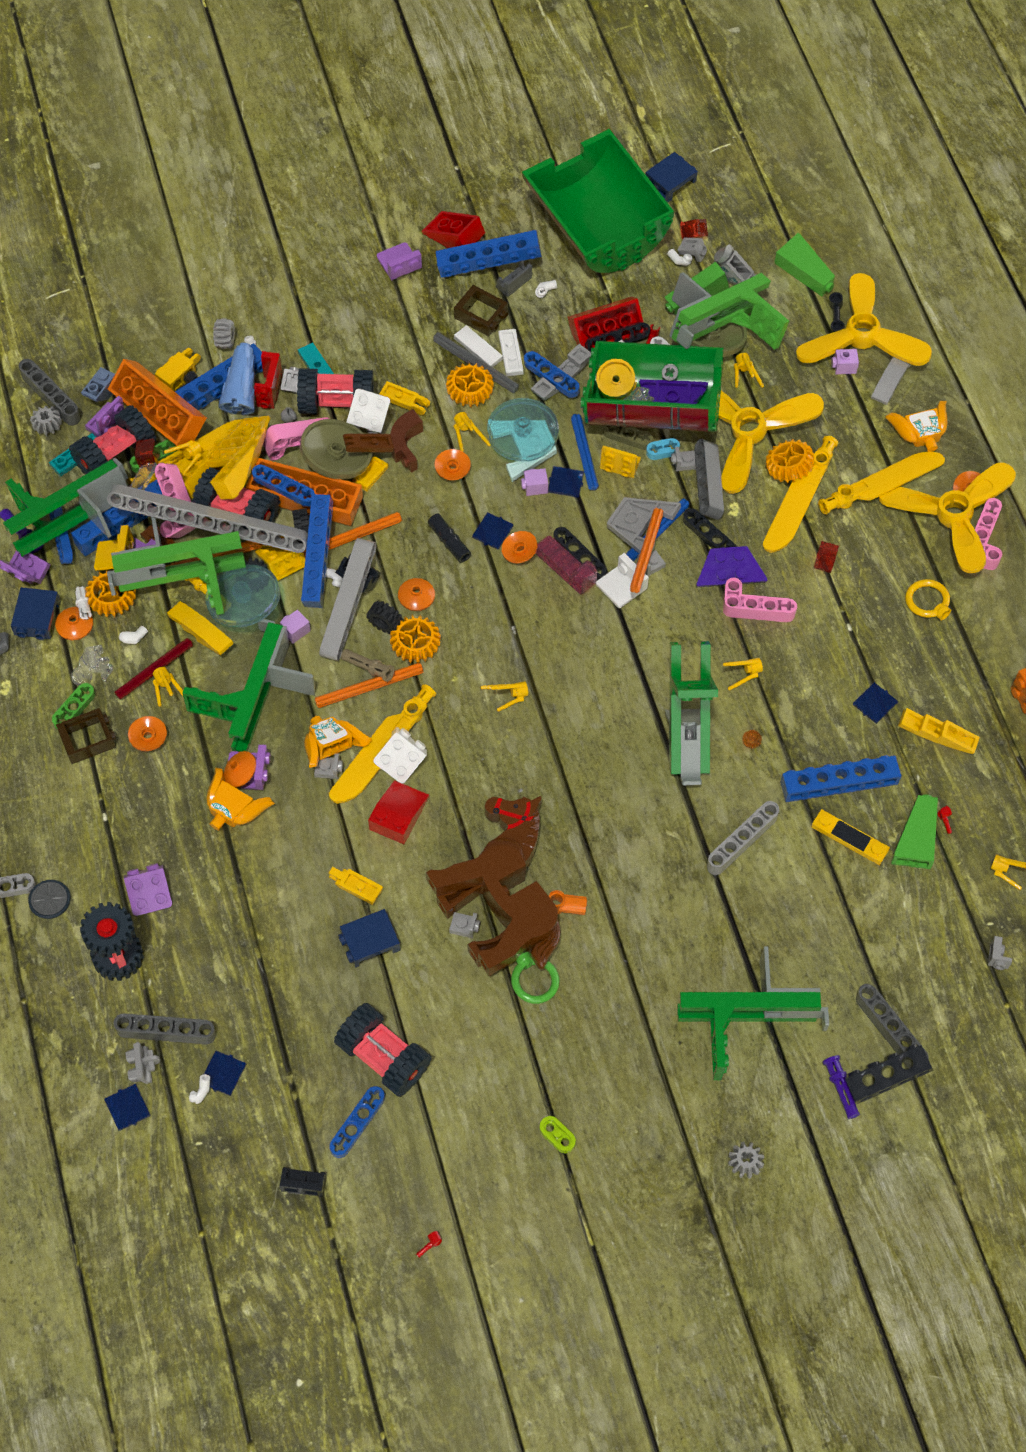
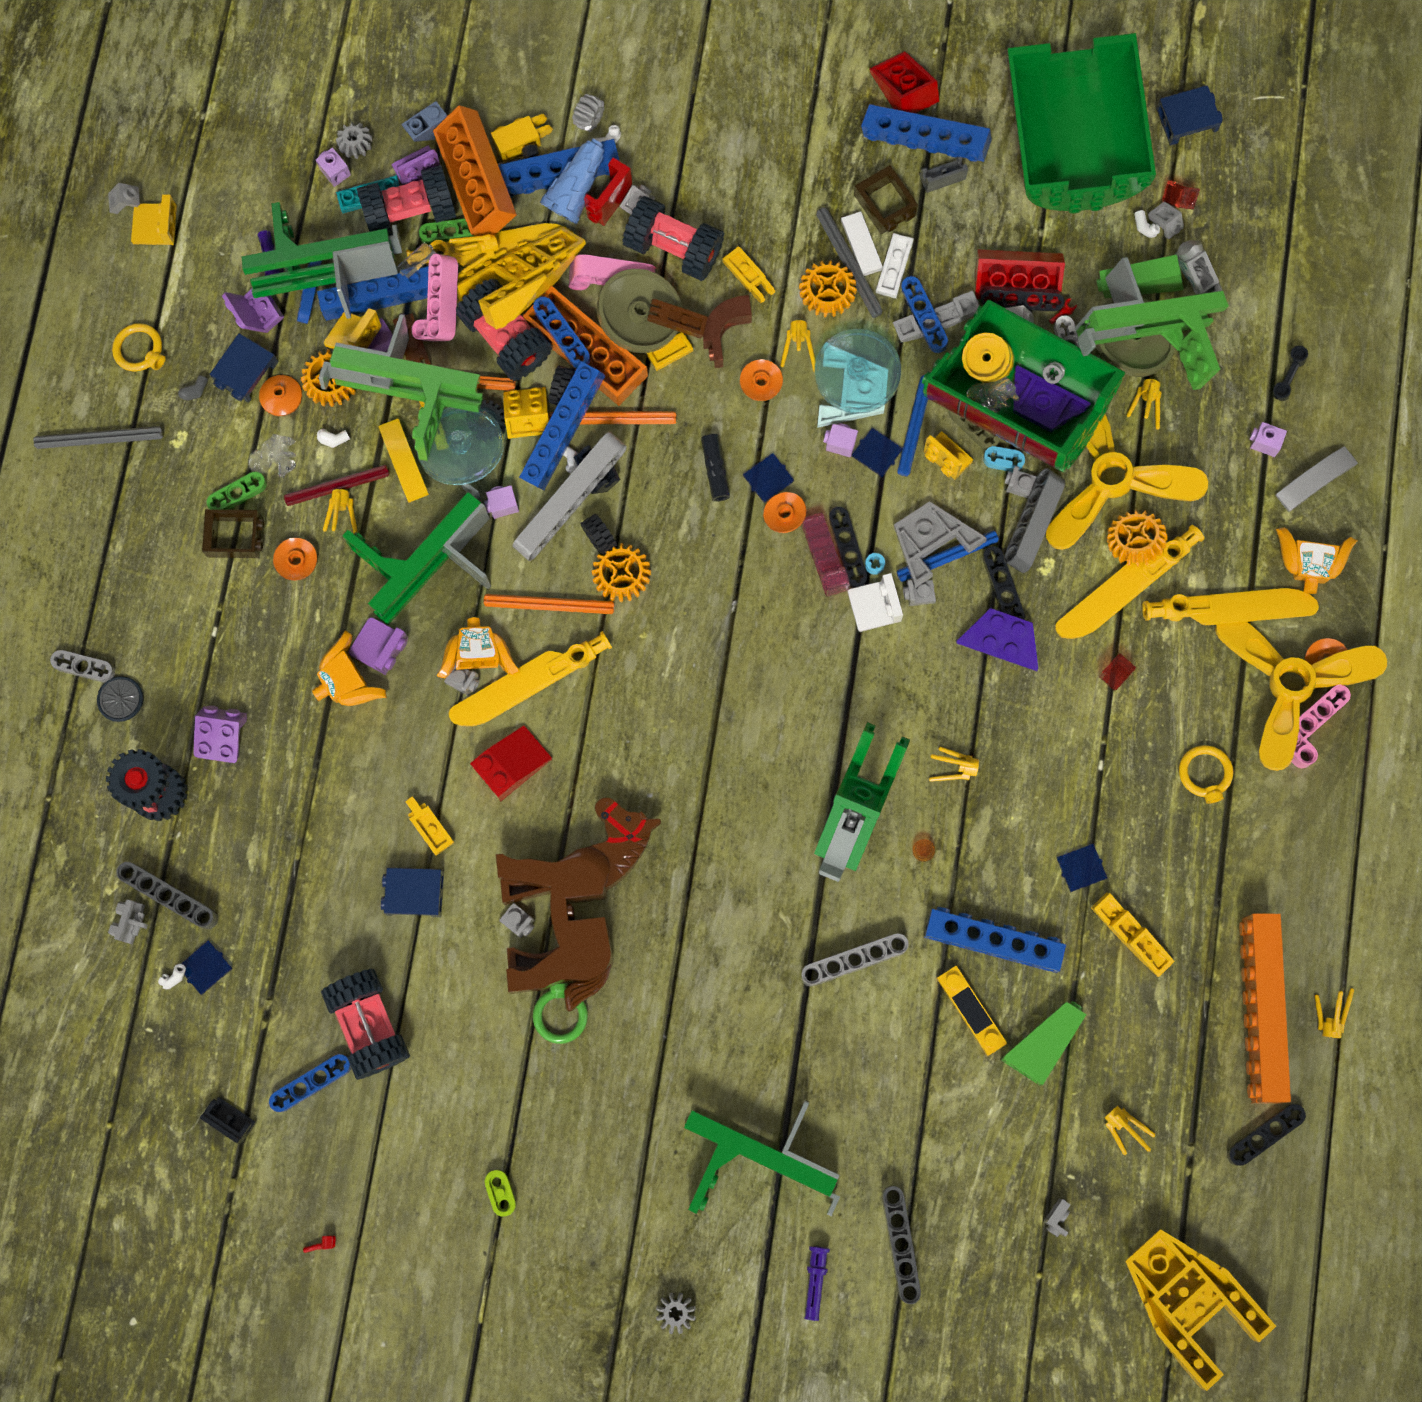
camera: 30 degrees right, 15 degrees up
(38, 445) = (333, 167): none -> lavender brick
(49, 391) = (376, 114): dark grey beam -> none
(82, 603) = (295, 383): white axle -> none
(127, 1107) = (97, 959): clear blue piece -> none
(145, 452) = (432, 230): clear red panel -> none
(200, 521) = (459, 341): light grey beam -> none
(240, 769) = (367, 644): orange dish -> none
(288, 415) = (614, 239): light grey hinge -> none
(313, 359) = (673, 185): teal tile -> none
(368, 410) = (695, 279): white bracket -> none
(374, 667) = (560, 588): dark tan pin -> none
(399, 260) = (825, 97): medium lavender bracket -> none
(400, 755) = (541, 702): white bracket -> none
(416, 601) = (653, 527): orange dish -> none
(517, 690) = (702, 679): yellow plant -> none
(543, 288) = (971, 199): white arm -> none
(569, 903) = (635, 949): orange piece -> none
(606, 551) = (873, 556): none -> medium azure bush
(646, 550) = (916, 581): orange axle -> none
(759, 603) = (1013, 695): bright pink beam -> none
(805, 265) = (1286, 295): bright green slope -> none
(862, 302) = (1335, 442): yellow piece -> none
(882, 1084) = (831, 1298): black brick -> none
(943, 813) = (1087, 1030): red hand -> none

